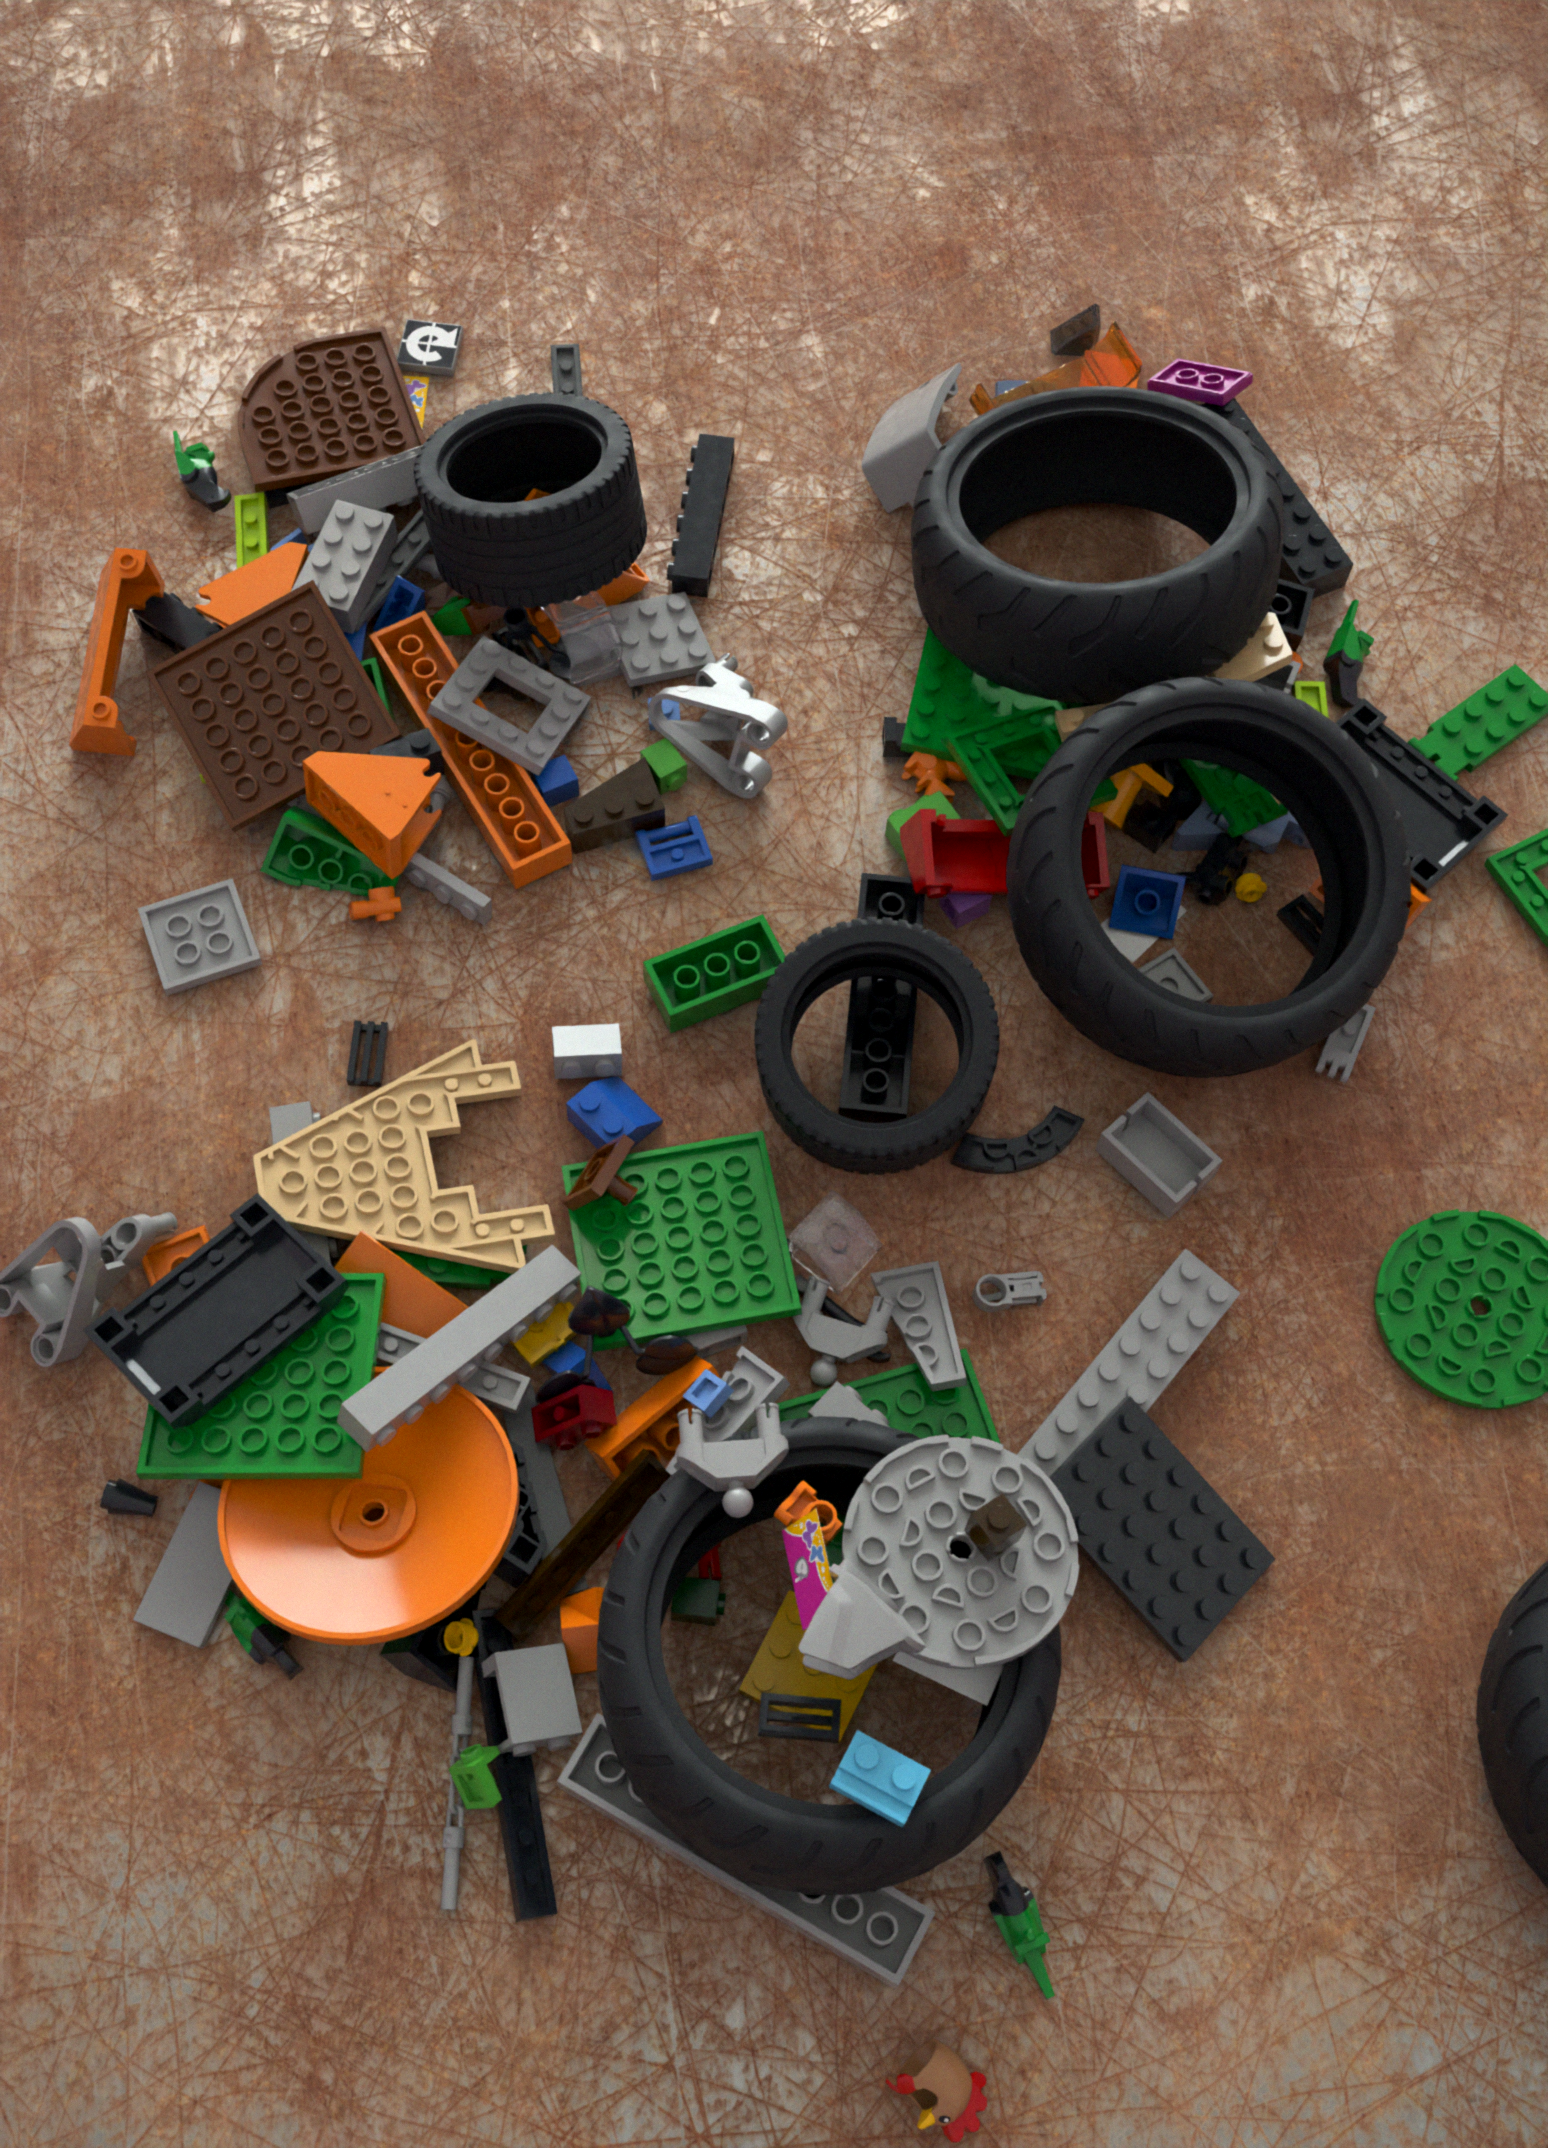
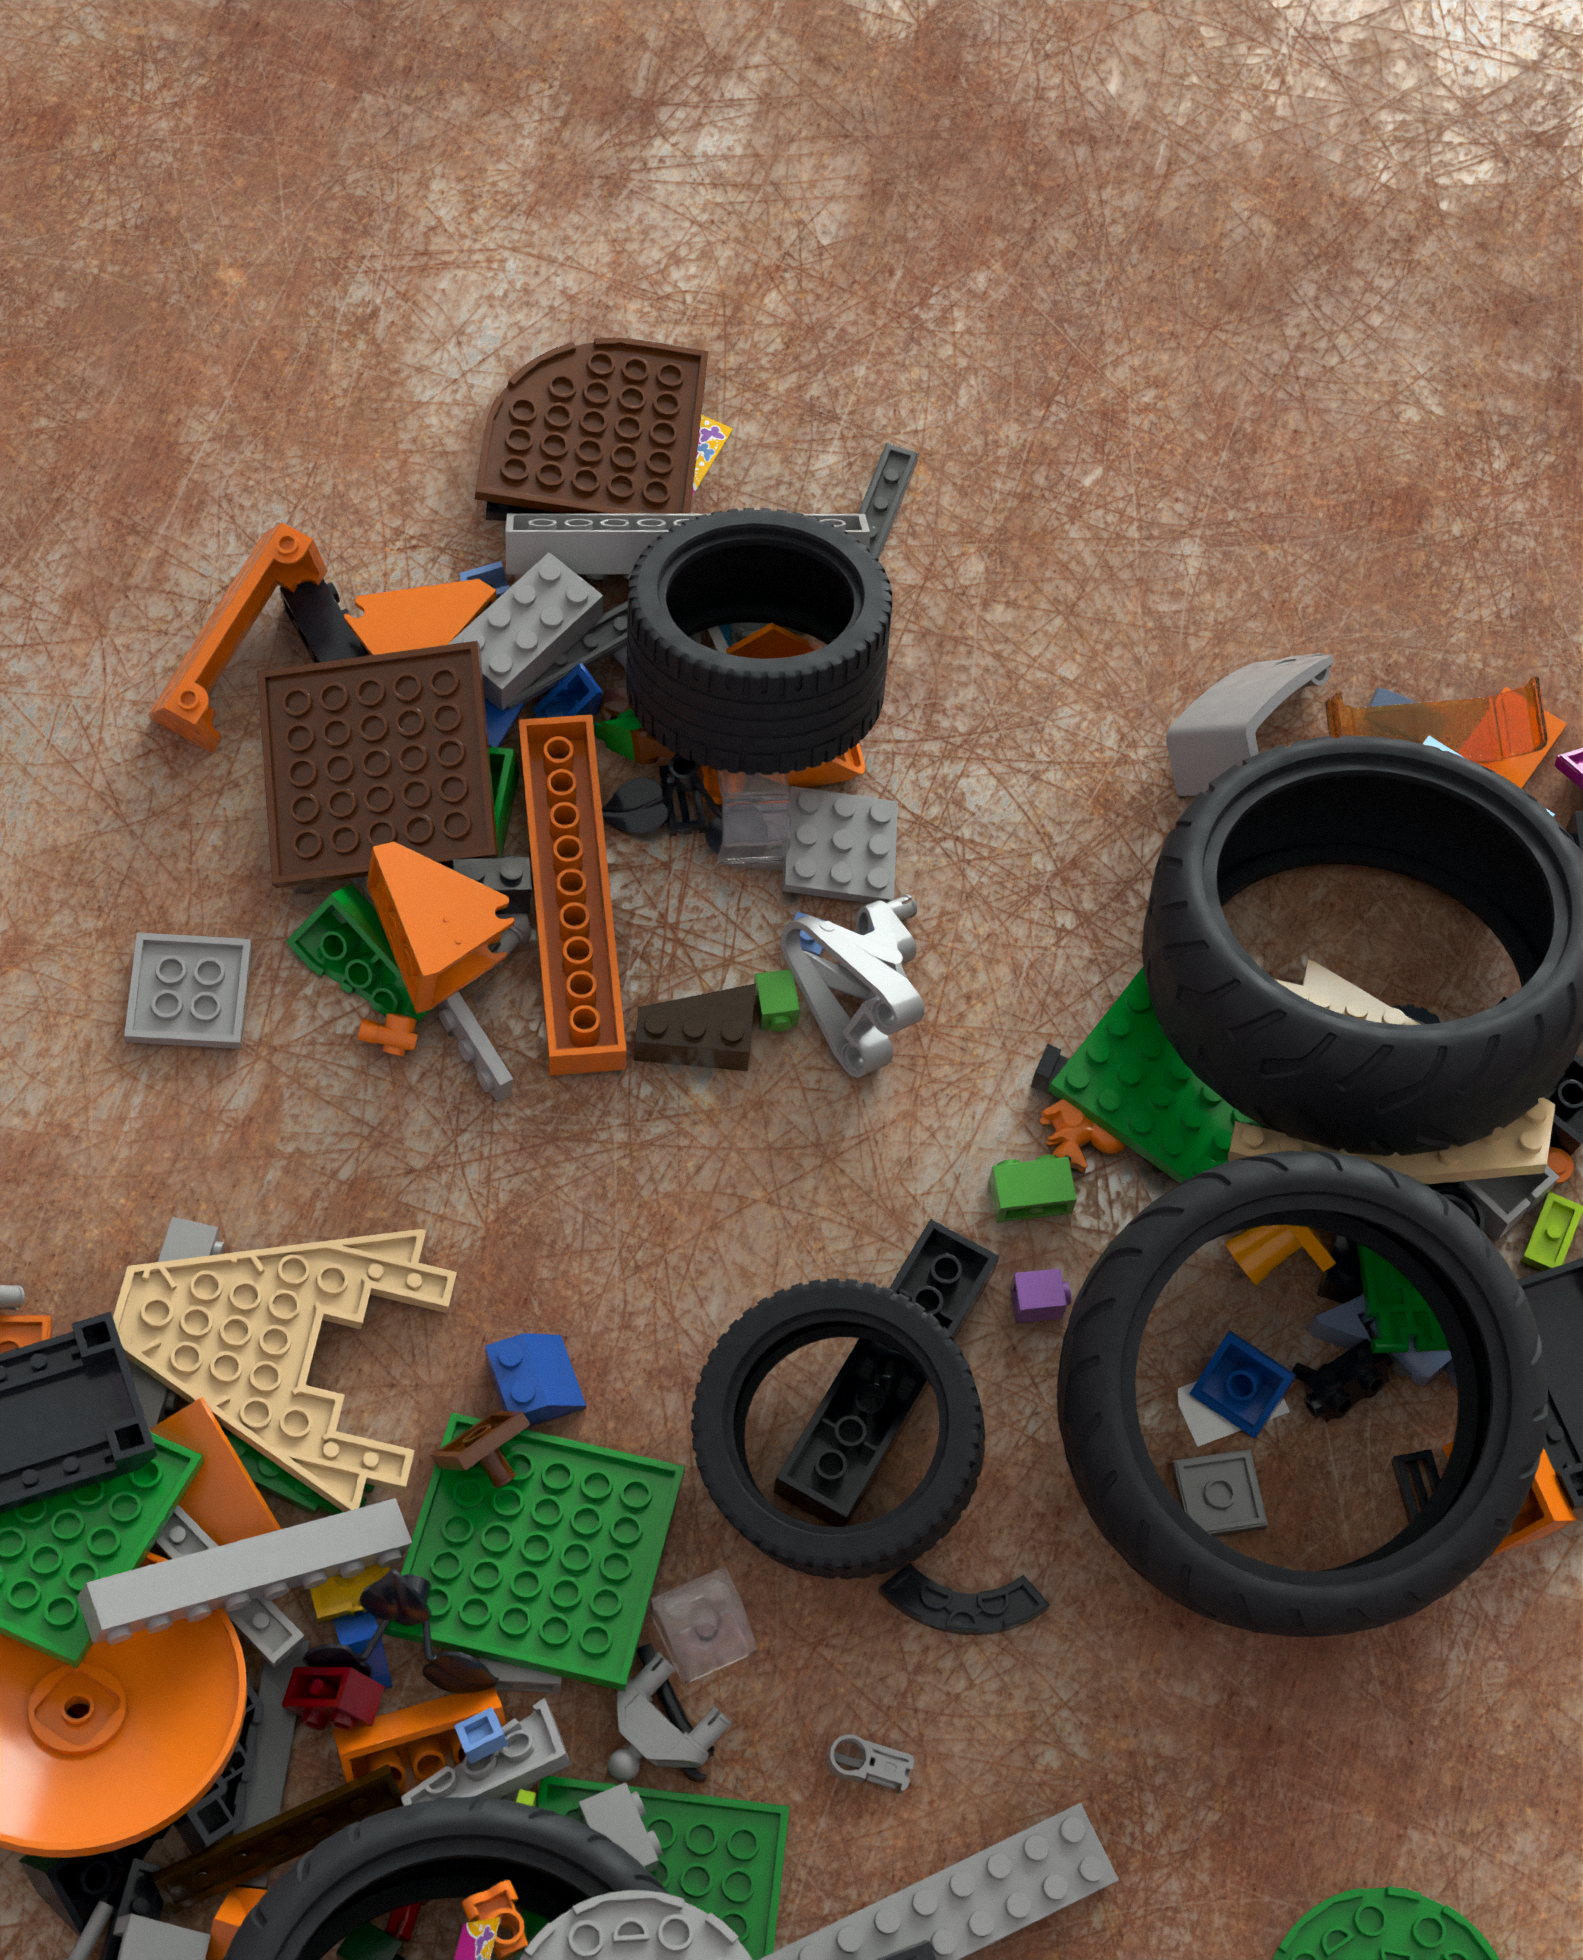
camera: 20 degrees right, 0 degrees up
(199, 475) = (424, 452): animal -> none
(251, 527) = (451, 541): lime plate -> none
(369, 1029) = (322, 1169): black tile -> none
(430, 347) = (749, 393): tile -> none
(461, 1637) = (109, 1880): yellow plate -> none
(489, 659) = (629, 925): light grey plate -> none
(556, 782) = (646, 969): blue brick -> none
(586, 1051) = (537, 1295): brick -> none
(675, 855) = (743, 1109): blue plate -> none
(702, 515) = (960, 718): black brick -> none
(713, 973) = (715, 1264): green brick -> none
(732, 1464) = (444, 1829): light grey connector -> none
(924, 1321) = (758, 1756): light grey wing -> none
(973, 855) = (1055, 1246): red windscreen -> none
(974, 754) = (1128, 1123): green plate -> none
(1077, 333) = (1503, 663): clear smoke slope -> none
(1150, 825) = (1291, 1305): black brick -> none
(1158, 1155) = (1108, 1683): light grey piece -> none
(1250, 887) = (1373, 1416): yellow plate -> none
(1344, 1044) = (1391, 1644): light grey hinge -> none

